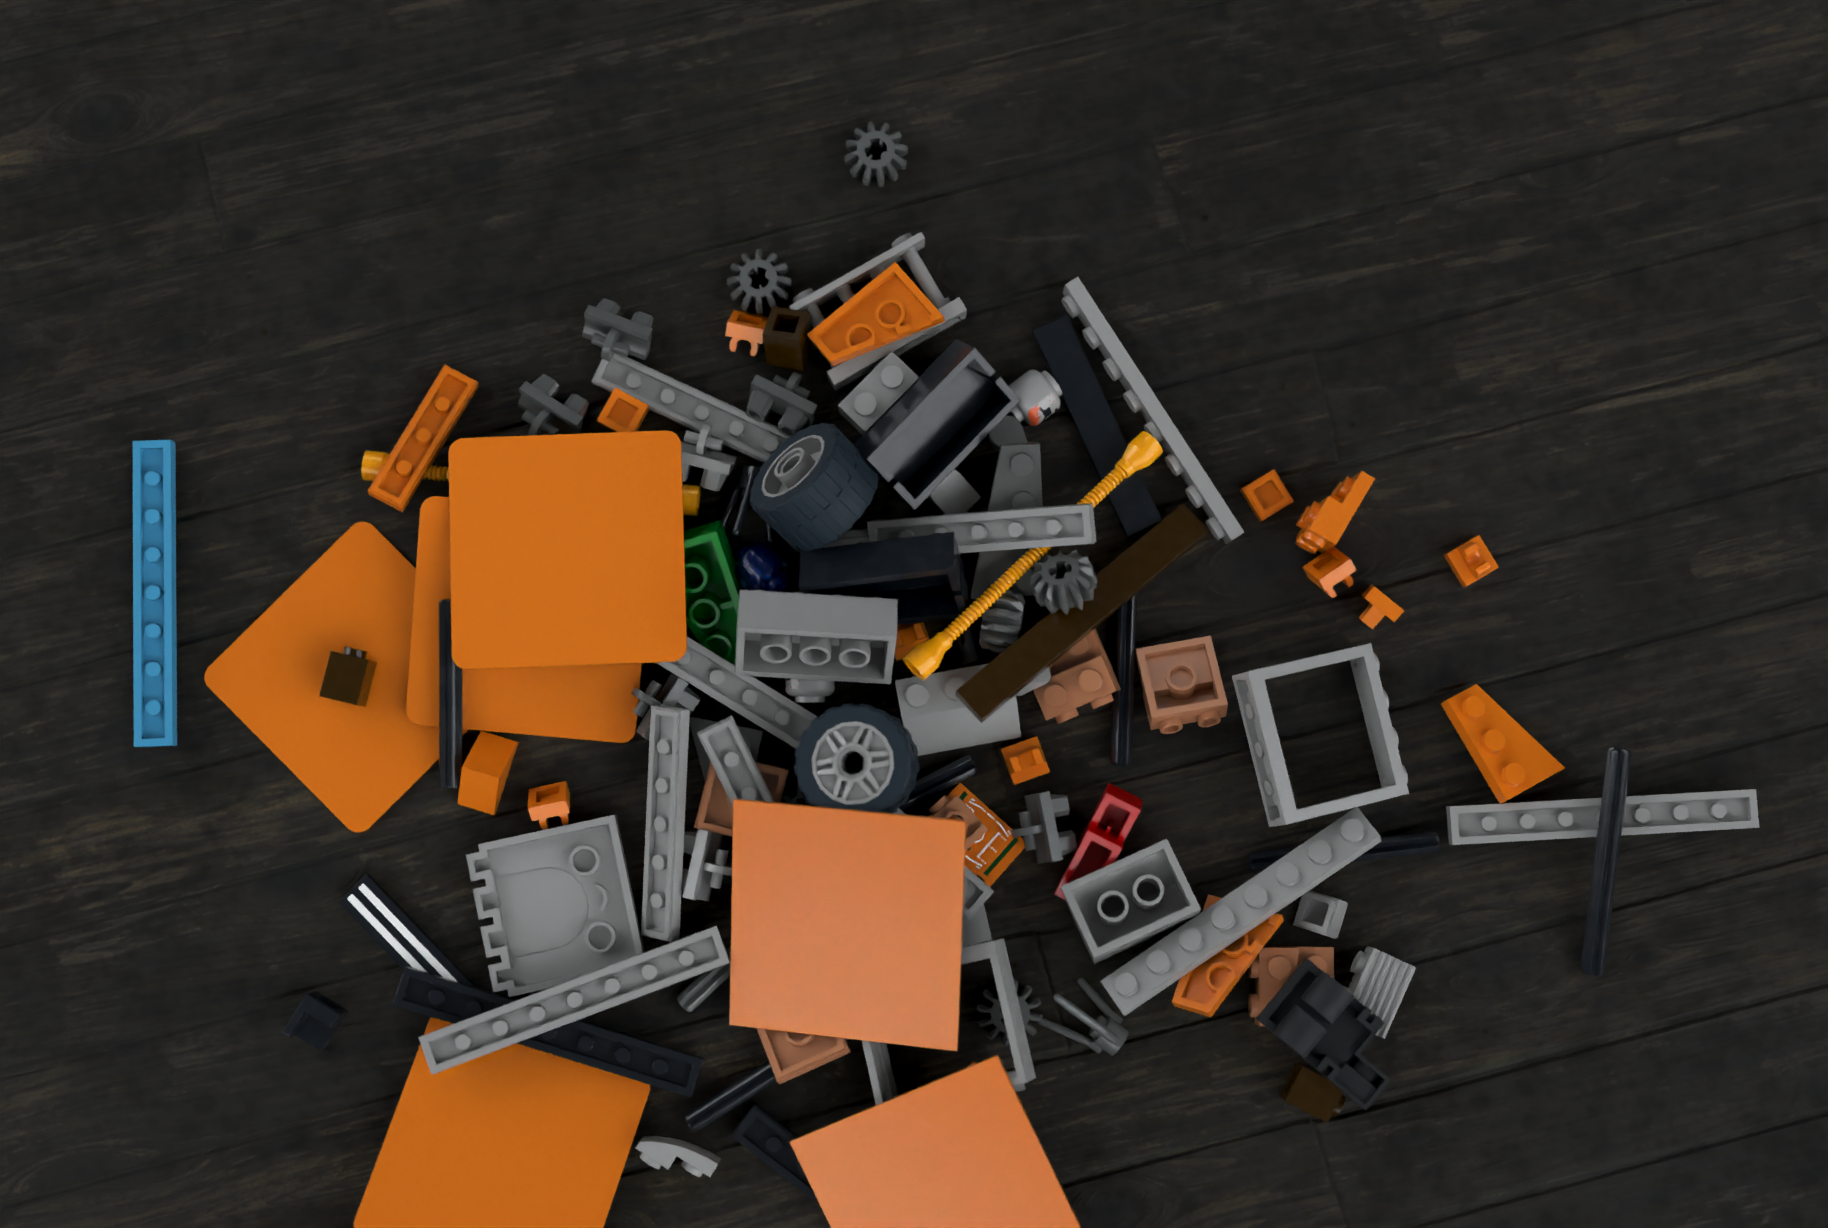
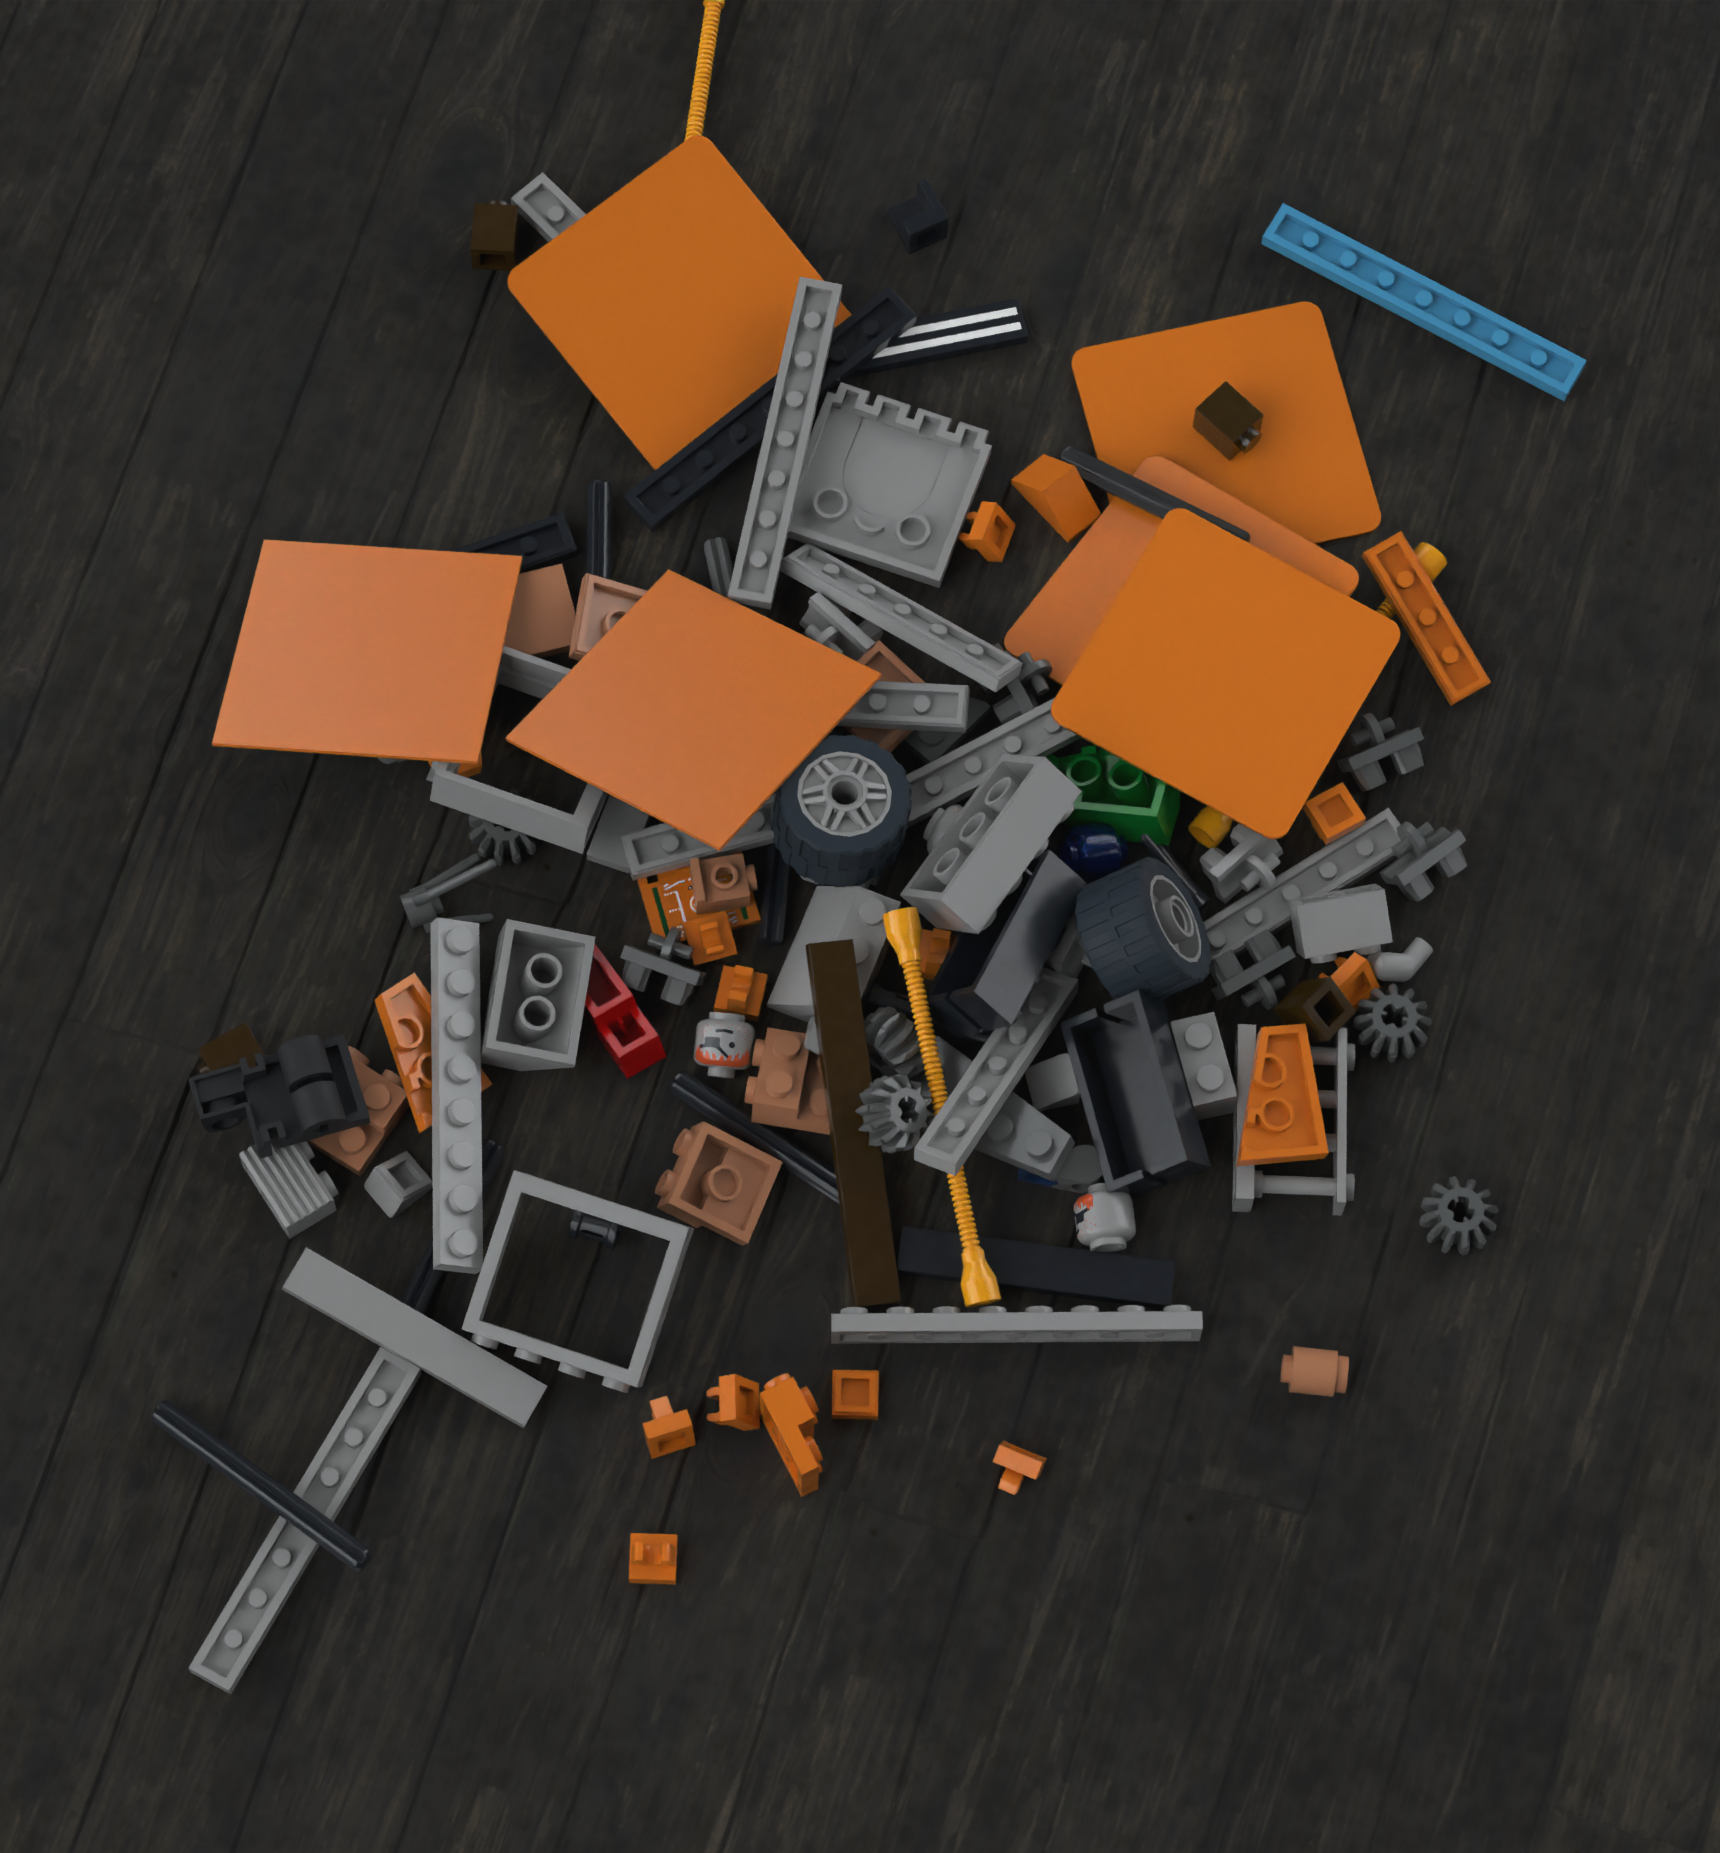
camera: 125 degrees right, 15 degrees down
(662, 1151) = (589, 446): light grey slope -> none
(705, 360) = (1340, 923): none -> light grey brick
(710, 303) = (1400, 966): none -> light grey arm
(824, 1098) = (541, 613): none -> nougat tile
(999, 808) = (709, 937): none -> orange tile
(1052, 187) = (1315, 1371): none -> nougat brick
(1075, 745) = (724, 1044): none -> light grey head
(1249, 350) = (1018, 1464): none -> orange tile
(1432, 826) = (414, 1337): none -> light grey tile
(1498, 744) = (447, 1461): orange wing -> none

